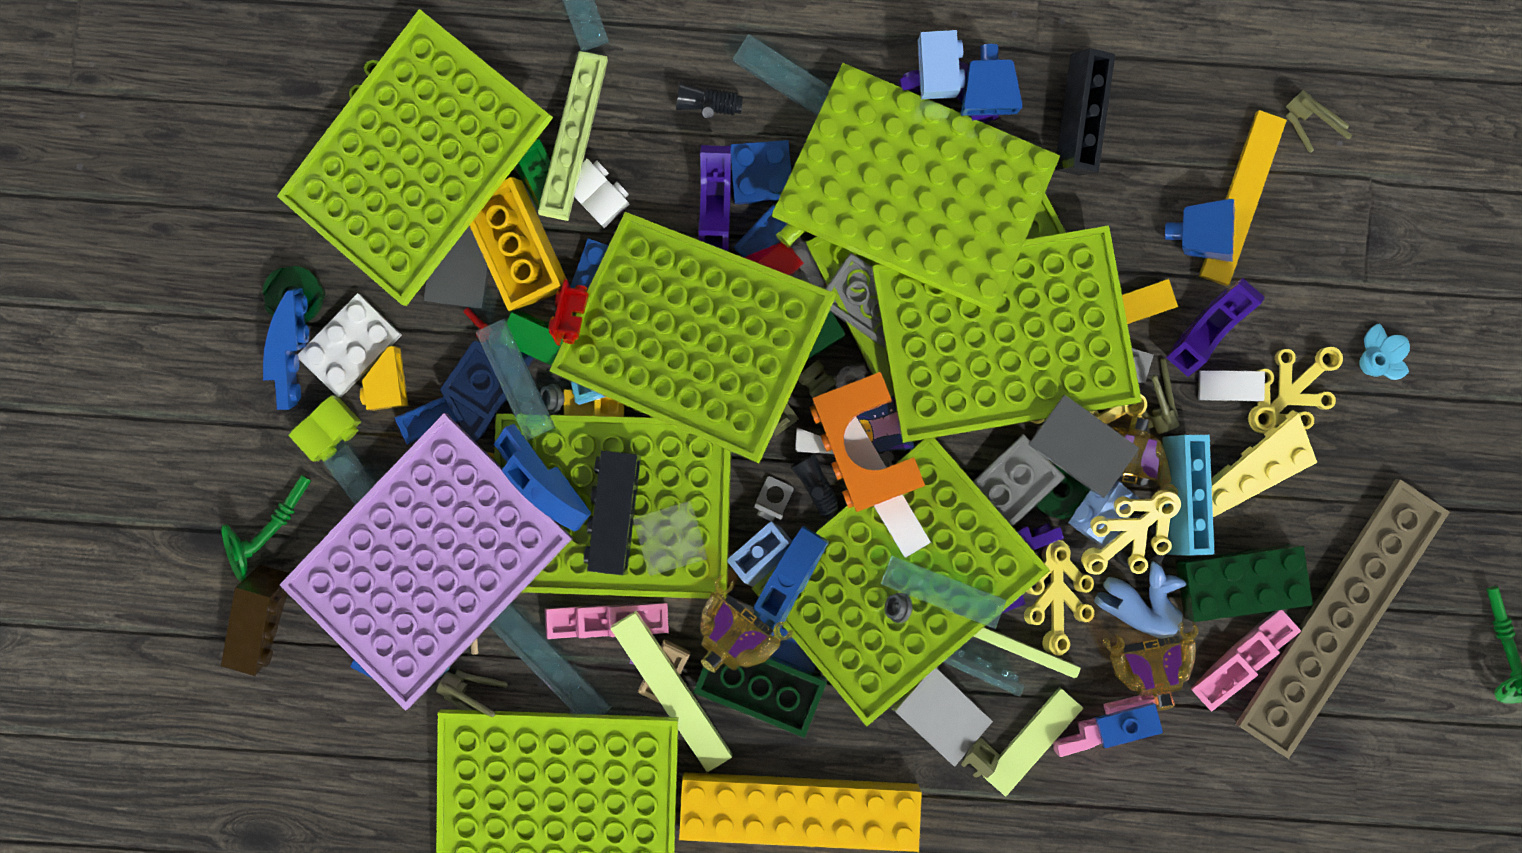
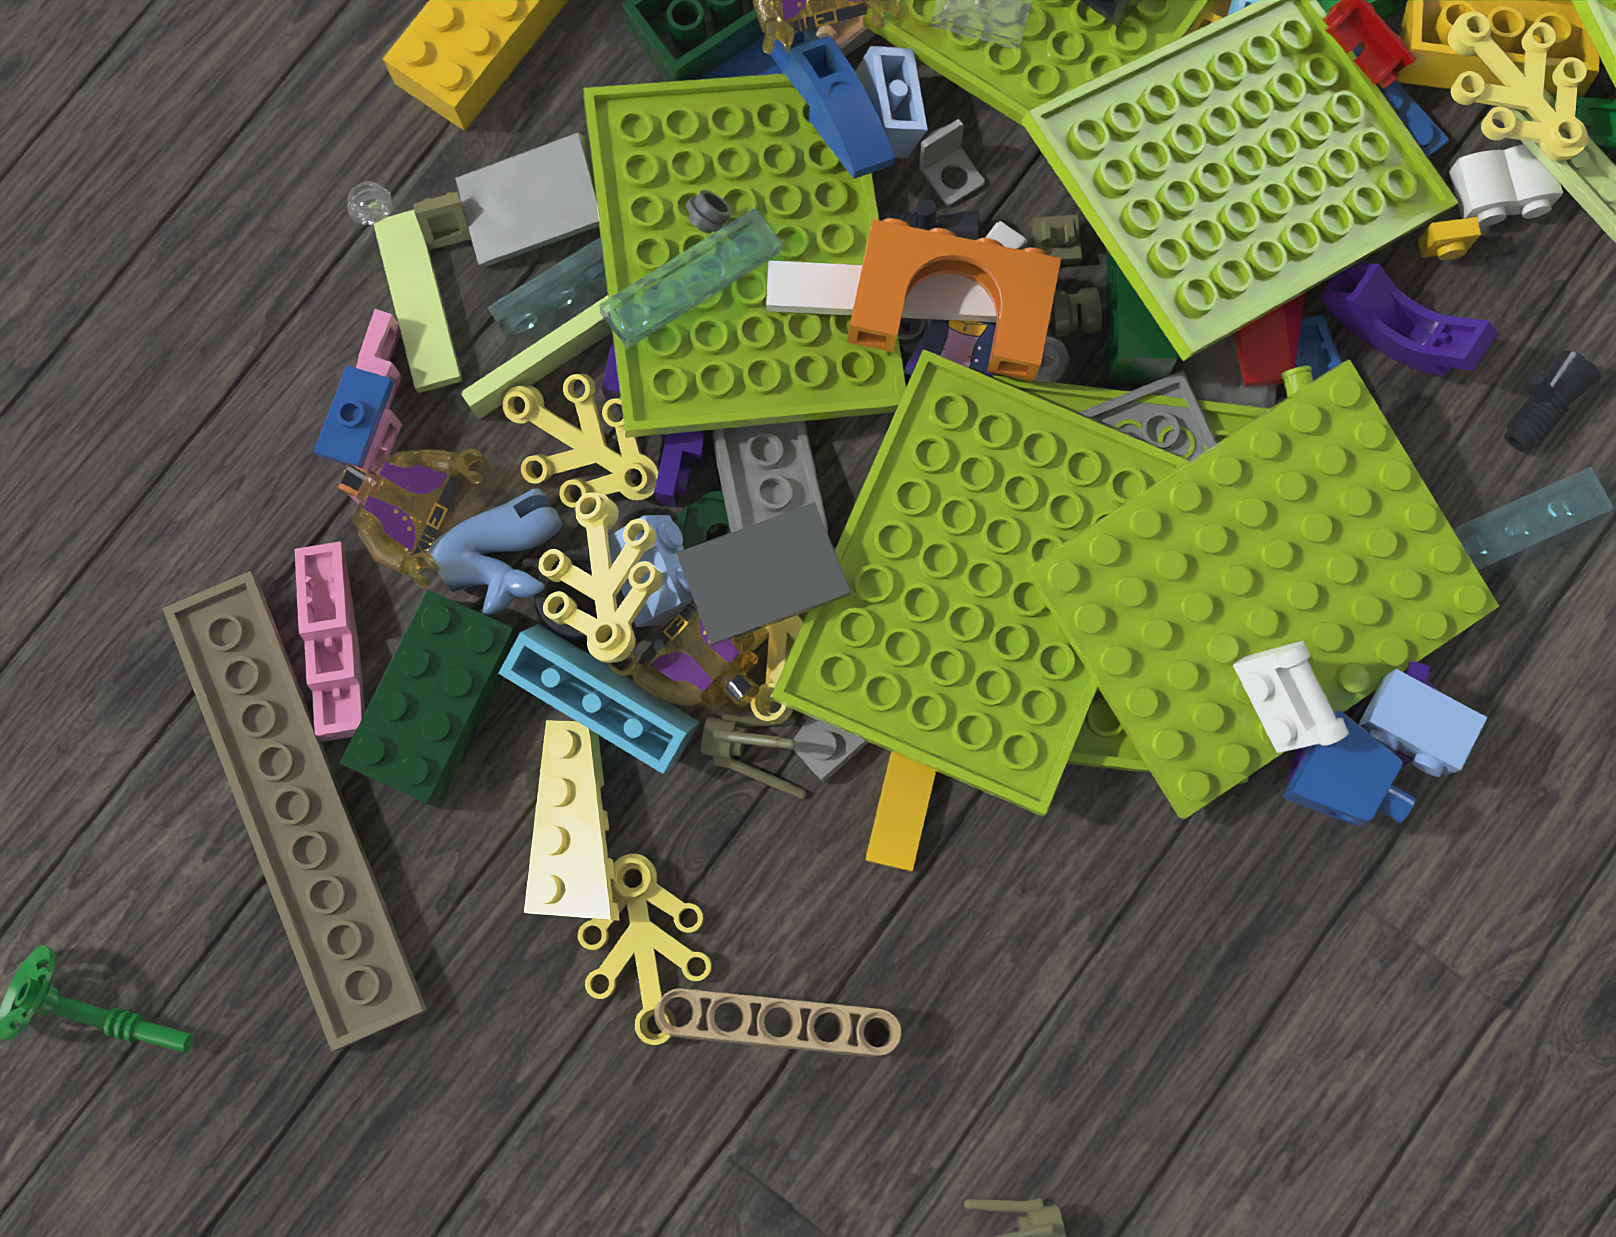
camera: 130 degrees right, 10 degrees down
(552, 209) = (1521, 90): none -> light yellow plant
(648, 204) = (1449, 238): none -> yellow plate
(760, 171) = (1416, 408): blue plate -> none
(978, 136) = (1289, 698): none -> white plate
(997, 812) = (369, 203): none -> clear plate
(1085, 111) = (1227, 898): black brick -> none
(1206, 230) = (949, 964): blue torso -> none
(1212, 325) = (806, 879): dark purple arch -> none
(1231, 385) = (707, 861): white slope -> none
(1247, 188) = (962, 1056): yellow tile -> none
(1294, 282) = (801, 1017): none -> tan beam
(1387, 352) = (609, 1119): medium azure plate -> none

